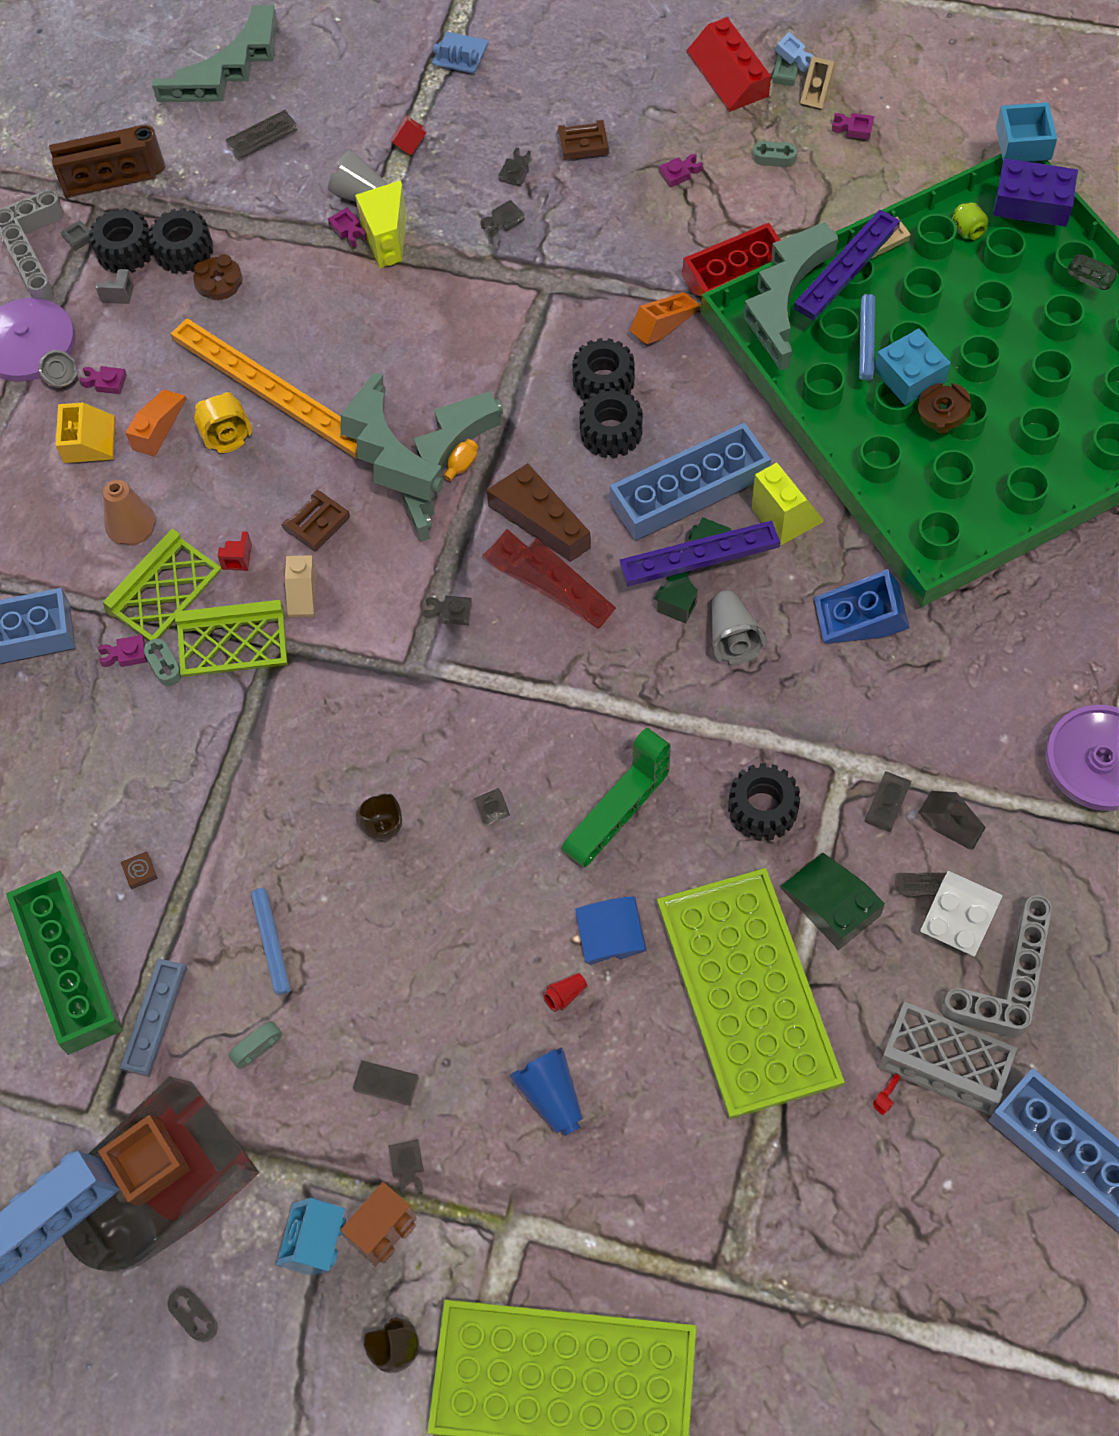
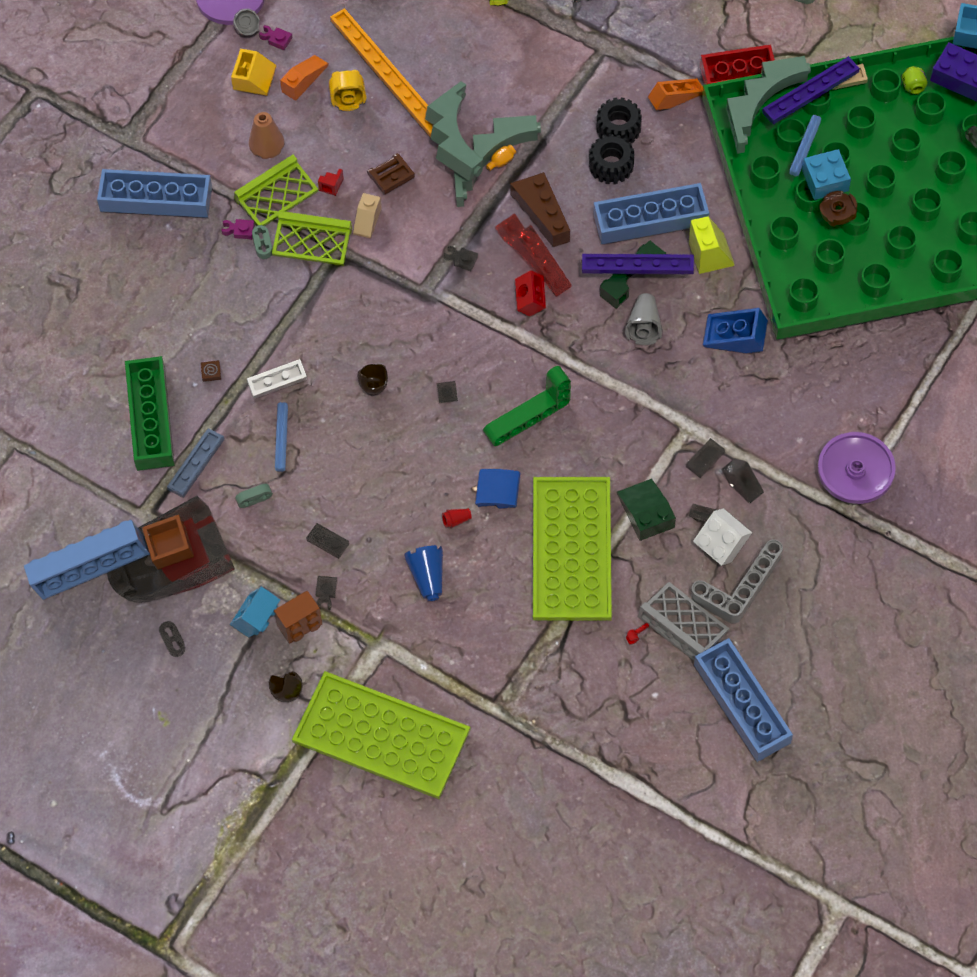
camera: 15 degrees right, 0 degrees up
(239, 856) = (276, 379): none -> white brick
(563, 633) = (530, 293): none -> red brick
(765, 781) = (623, 422): black tyre -> none

